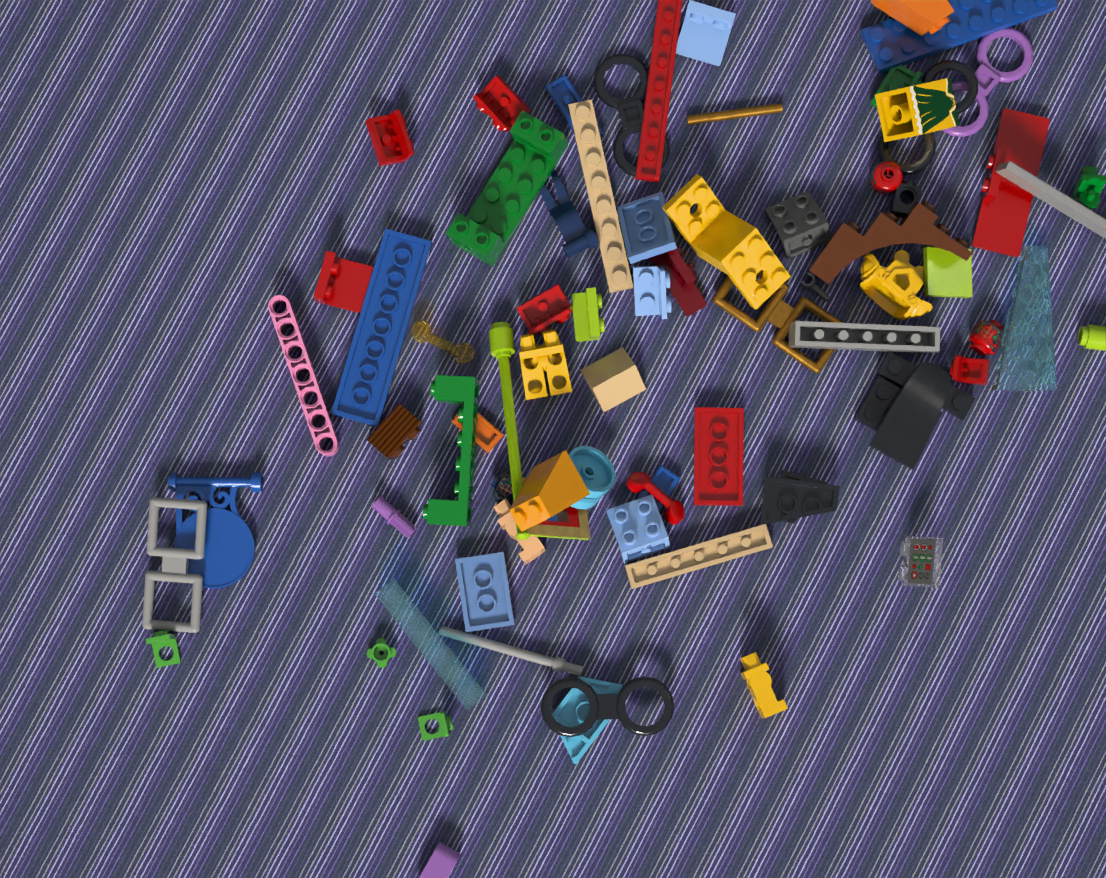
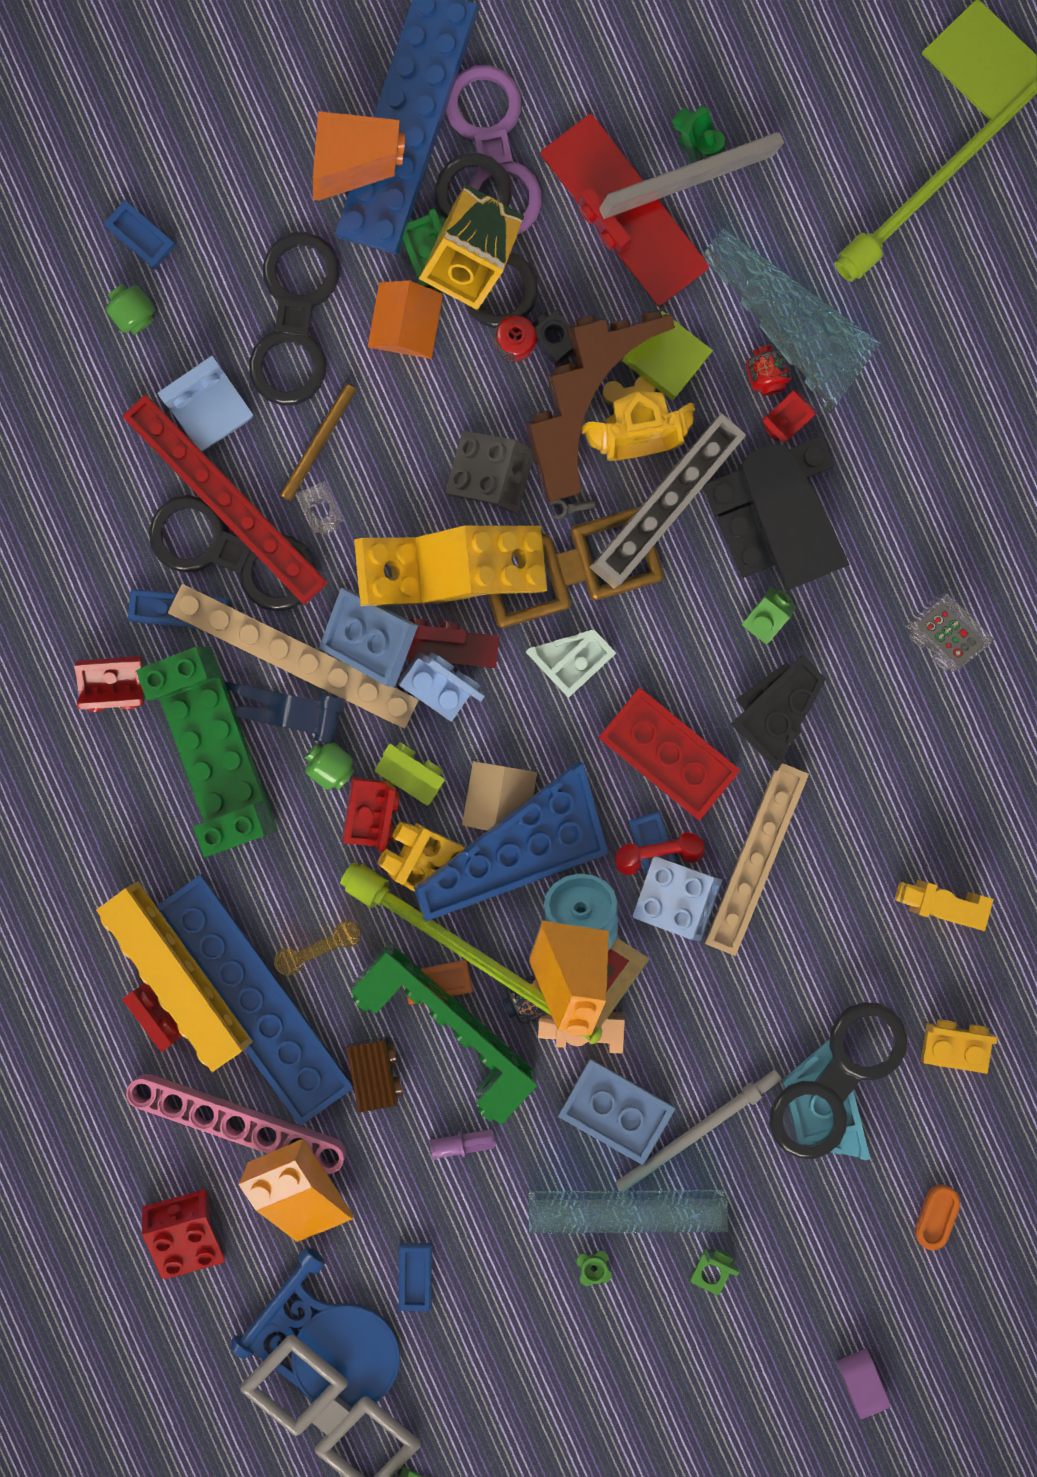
camera: 50 degrees left, 5 degrees up
(212, 396) = (181, 1235): none -> red bracket
(290, 439) = (294, 1192): none -> light orange slope
(293, 551) = (415, 1277): none -> blue tile
(362, 271) = (174, 976): none -> yellow brick
(390, 138) = (52, 831): red bracket -> none
(553, 265) = (329, 765): none -> bright green head
(572, 835) = (937, 1217): none -> orange tile
(607, 417) = (535, 841): none -> blue wing
(683, 766) = (957, 1047): none -> yellow bracket
(700, 134) = (314, 495): none -> clear brick
(727, 357) = (572, 659): none -> light aqua wing
(794, 45) = (294, 318): none -> black bar
(846, 107) = (405, 318): none -> orange slope
(846, 451) = (769, 615): none -> bright green bracket

